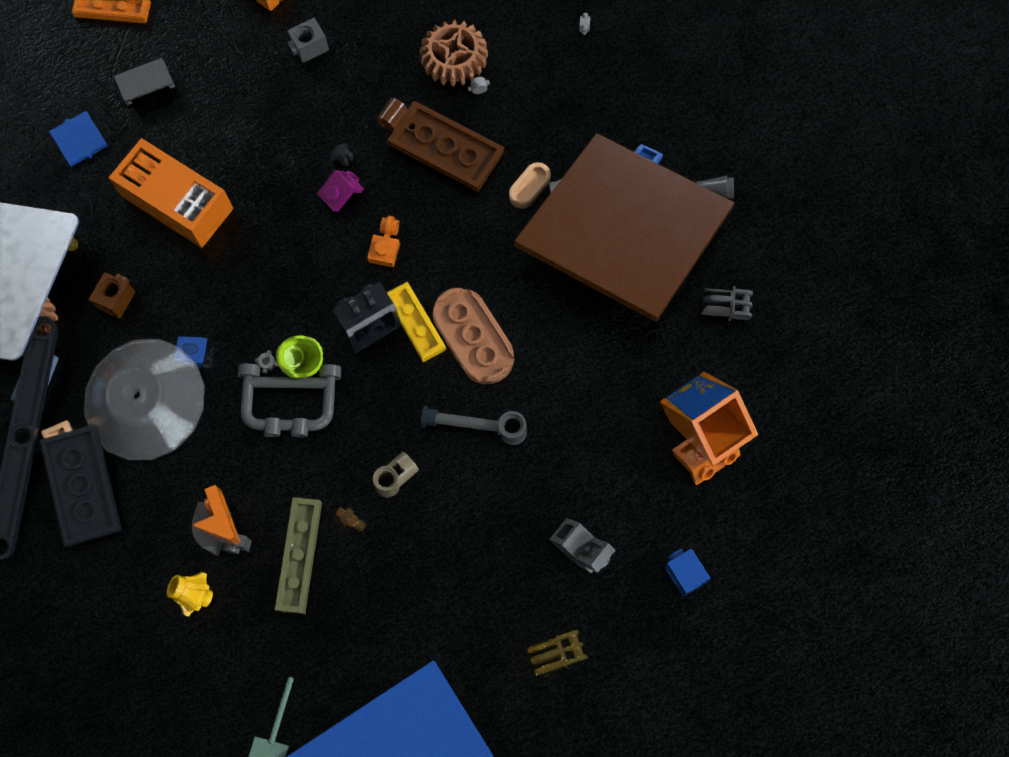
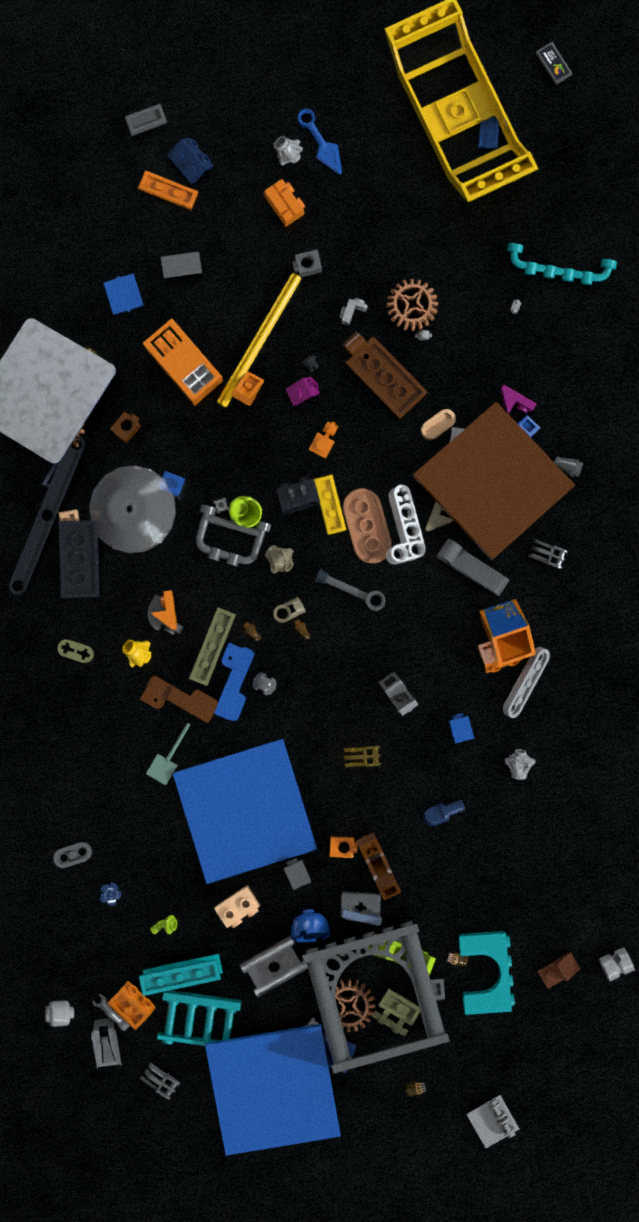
camera: 10 degrees right, 15 degrees up
(101, 611) = (73, 655): none -> olive beam
(266, 147) = (259, 338): none -> yellow axle
(266, 207) = (247, 388): none -> orange slope
(296, 644) = (198, 703): none -> reddish brown piece
(344, 625) = (231, 700): none -> blue piece
(364, 408) = (279, 559): none -> dark tan rock
(378, 72) = (347, 312): none -> light grey bracket
(386, 586) = (263, 683): none -> dark grey piece
(419, 495) = (301, 627): none -> clear orange piece
(510, 287) = (402, 523): none -> white beam
(565, 298) = (437, 520): none -> dark tan slope
(617, 125) = (511, 397): none -> magenta slope
(630, 348) = (471, 567): none -> dark grey beam
(698, 704) = (441, 813): none -> dark blue arm
(756, 482) = (526, 682): none -> light grey plate
(787, 598) = (519, 764): none -> light grey rock

